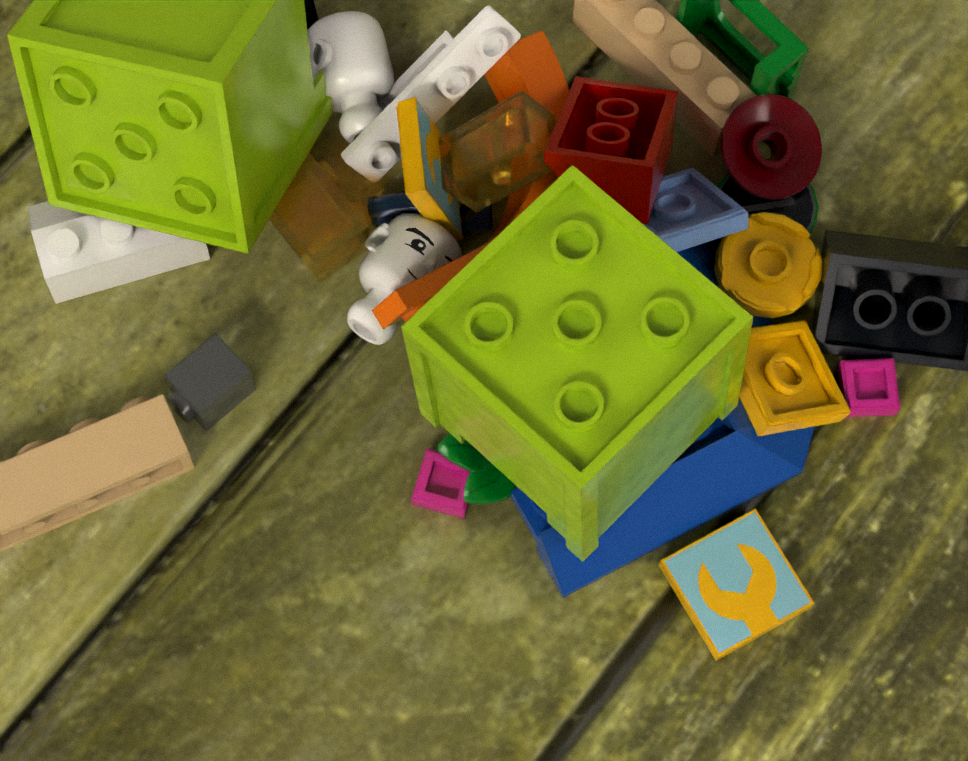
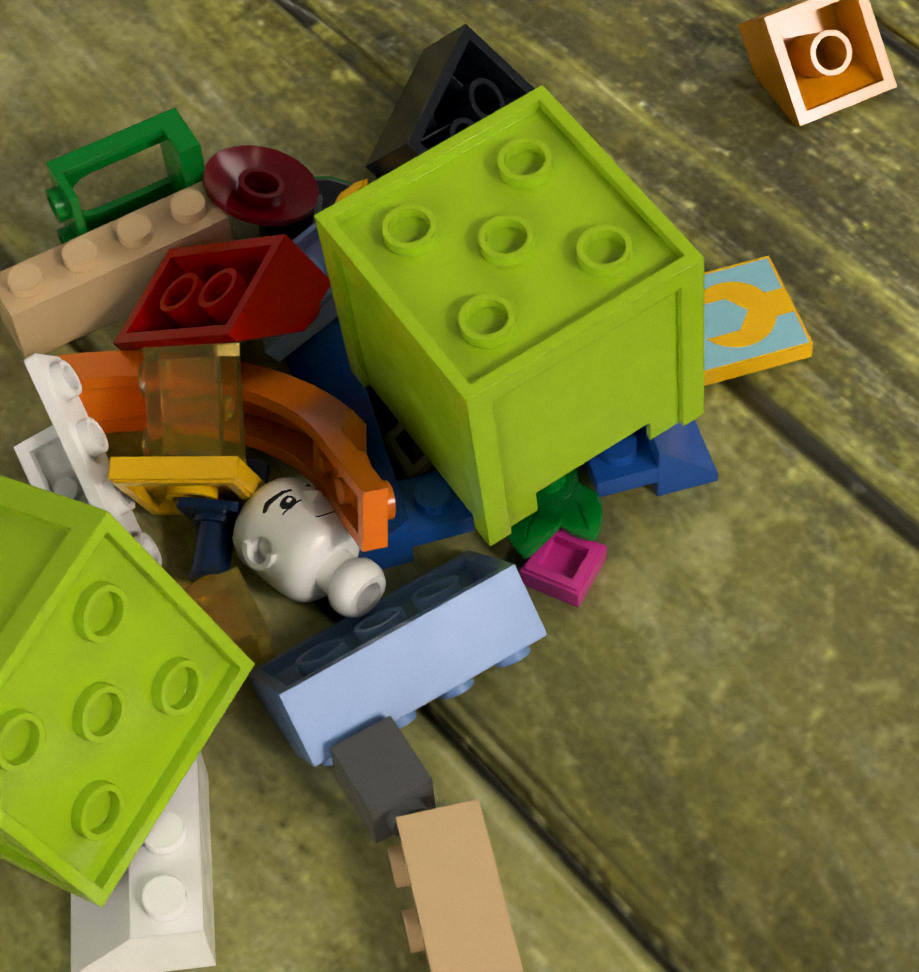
camera: 70 degrees left, 15 degrees down
(326, 375) = (399, 655): none -> slope

